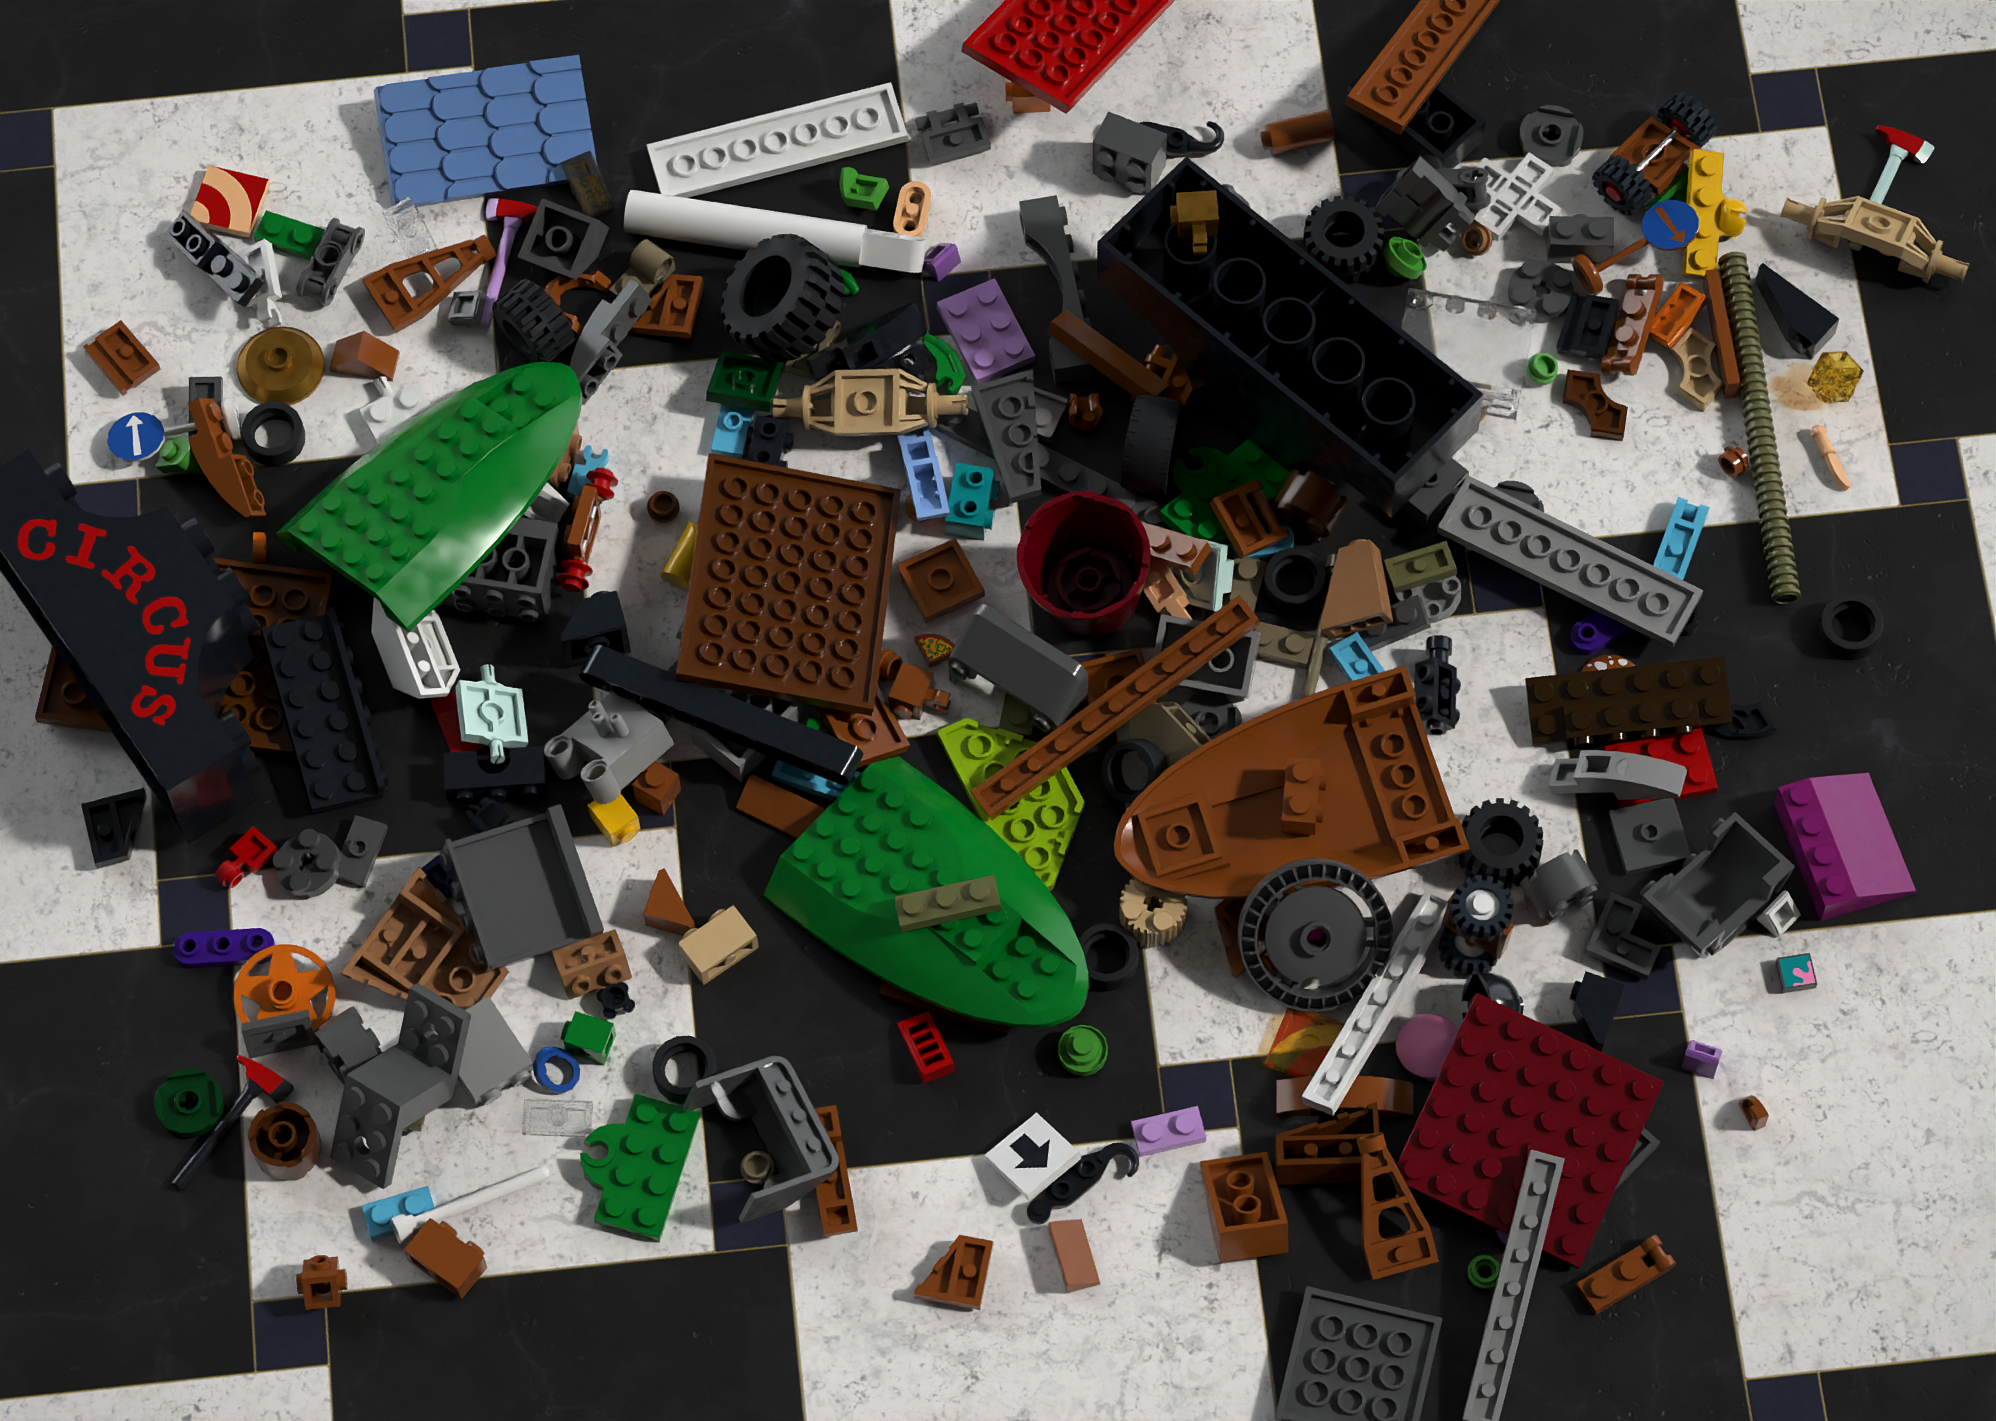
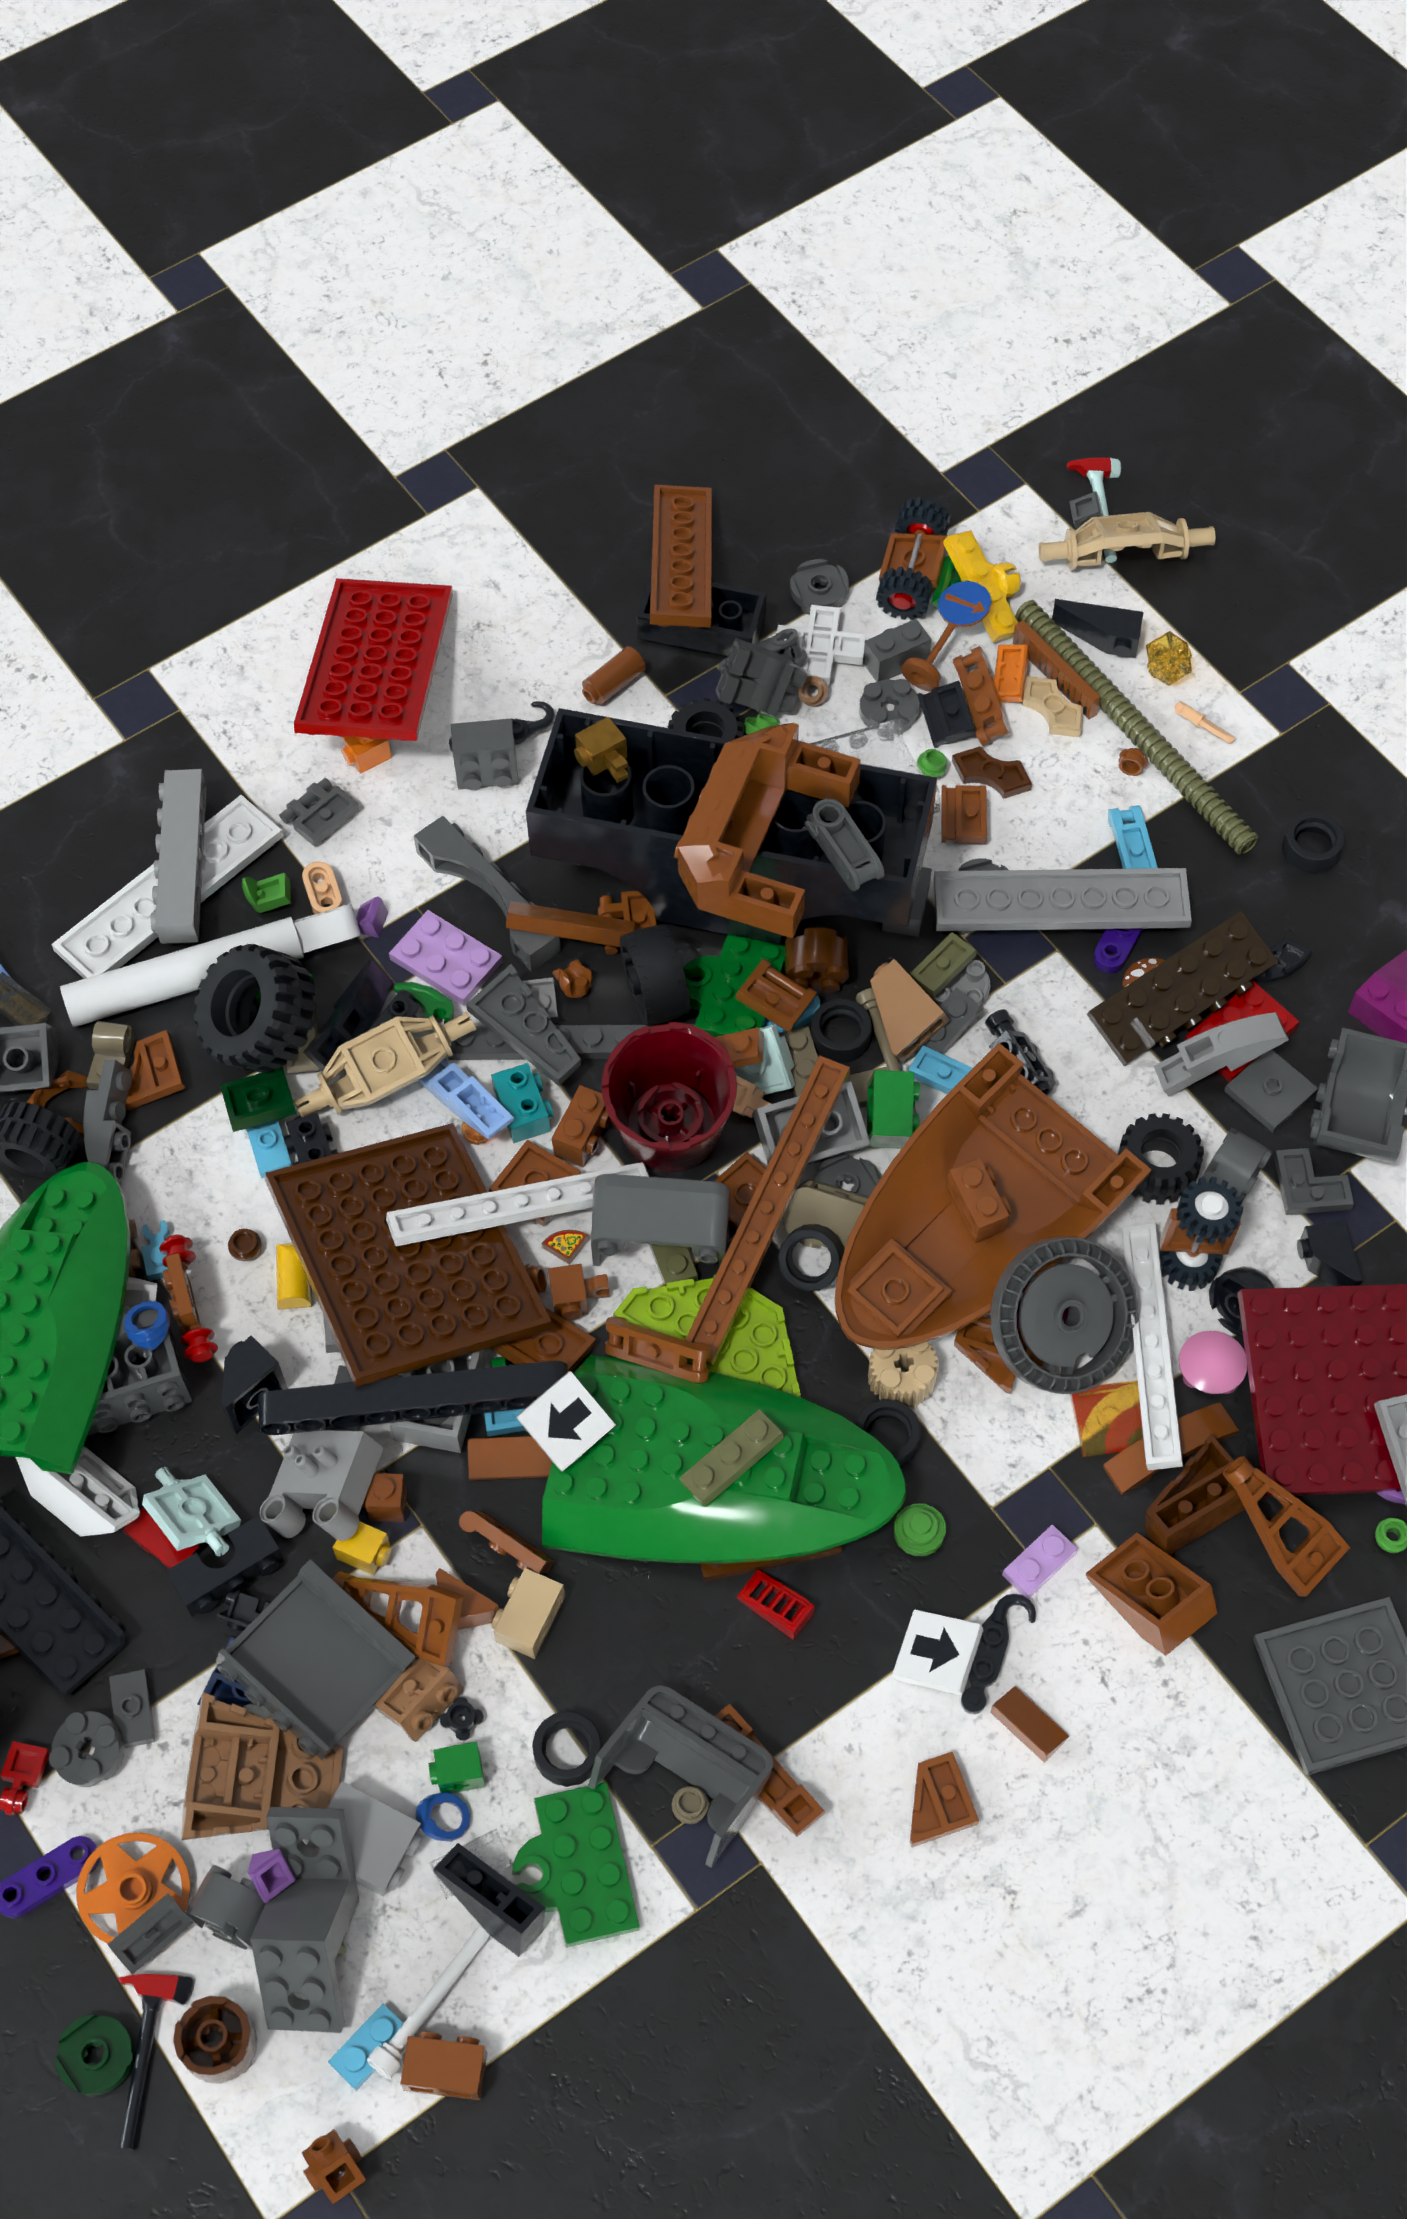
camera: 30 degrees left, 5 degrees down
(390, 1035) = (270, 1873): none -> medium lavender slope
(535, 549) = (152, 1336): none -> blue piece
(554, 1152) = (492, 1899): none -> black slope
(639, 905) = (438, 1617): none -> dark orange plate
(734, 876) = (506, 1541): none -> dark orange plate
(801, 117) = (180, 856): none -> light grey brick
(831, 800) = (565, 1421): none -> white tile
(897, 588) = (499, 1207): none -> white plate
(951, 782) = (657, 1350): none -> dark orange plate
(998, 553) = (581, 1127): none -> dark orange brick
(1275, 340) = (735, 818): none -> dark orange wedge
(1284, 673) = (890, 1108): none -> green brick
(1354, 414) = (844, 843): none -> dark grey piece
(1539, 433) = (964, 814): none -> dark orange plate
(1863, 183) = (1085, 508): none -> dark grey tile

